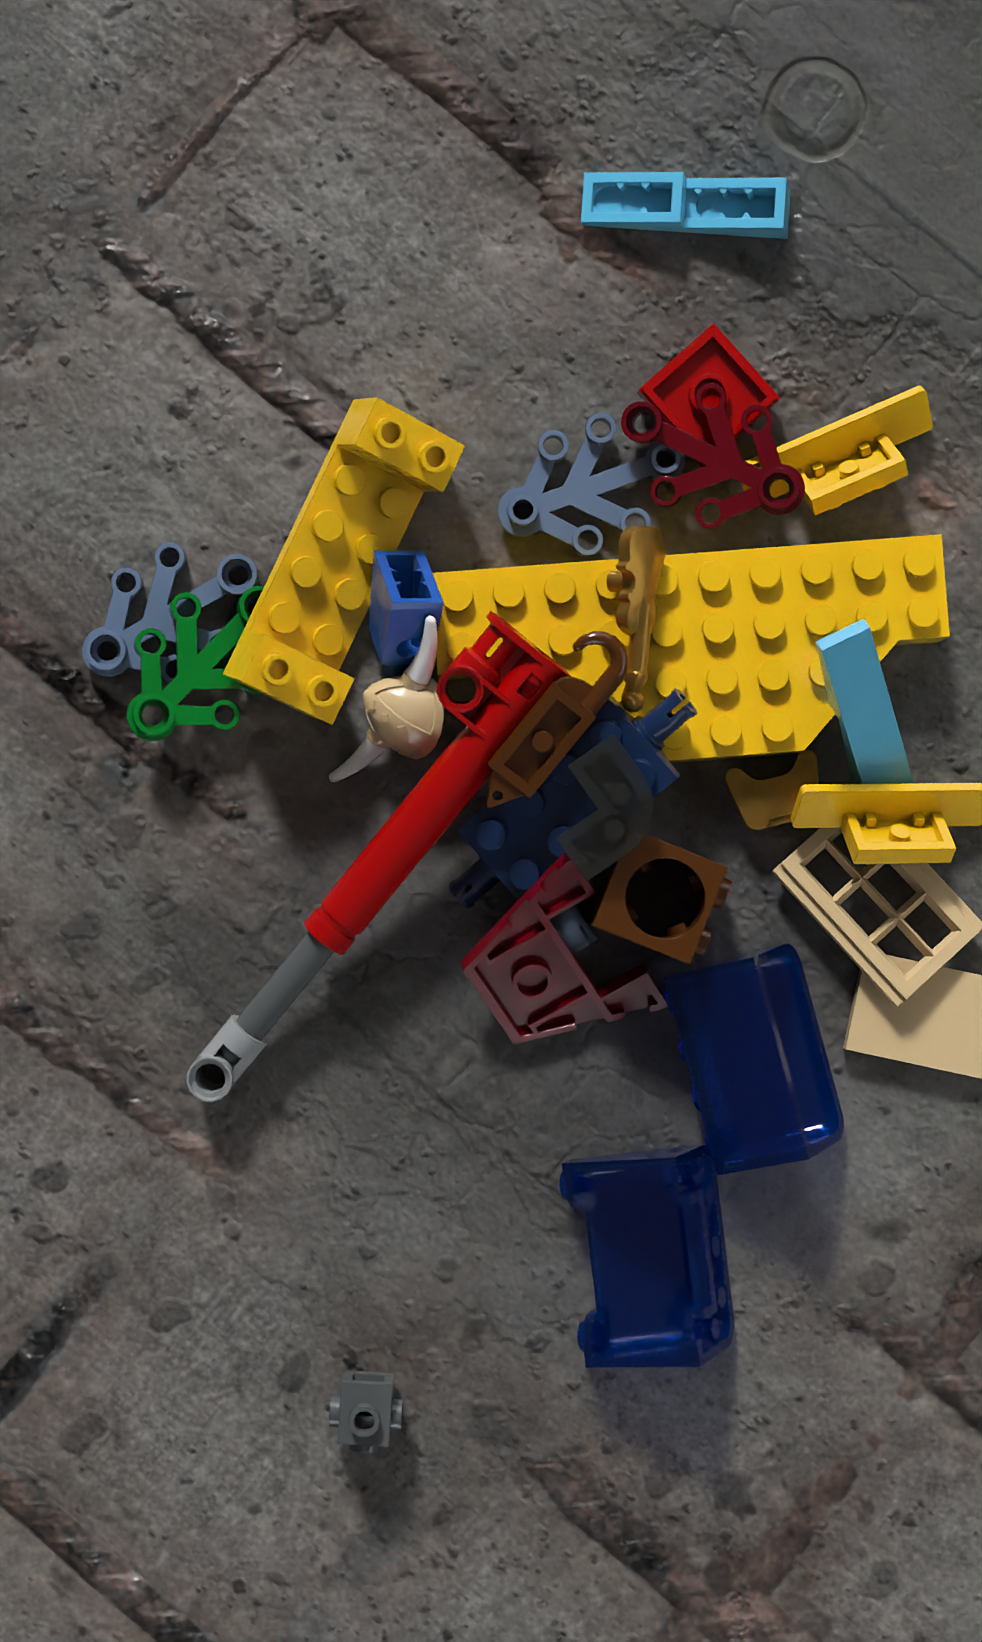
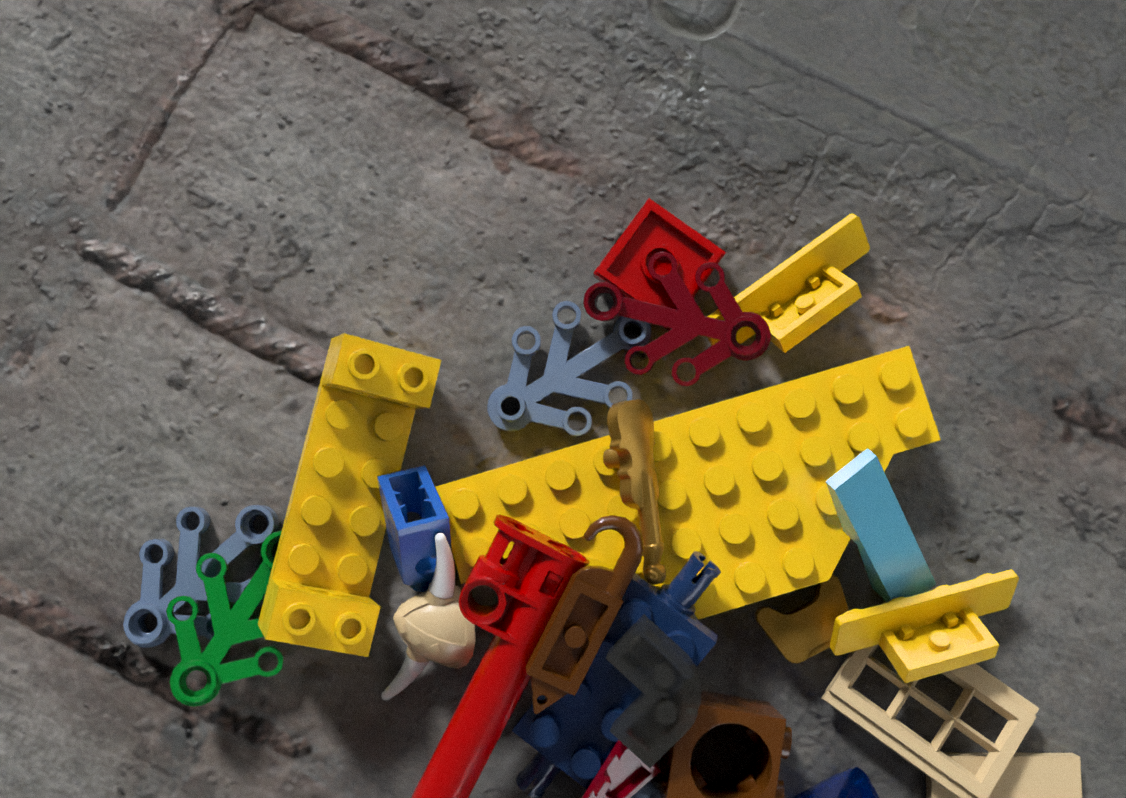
camera: 10 degrees left, 5 degrees down
(687, 204) = (599, 100): medium azure slope -> none

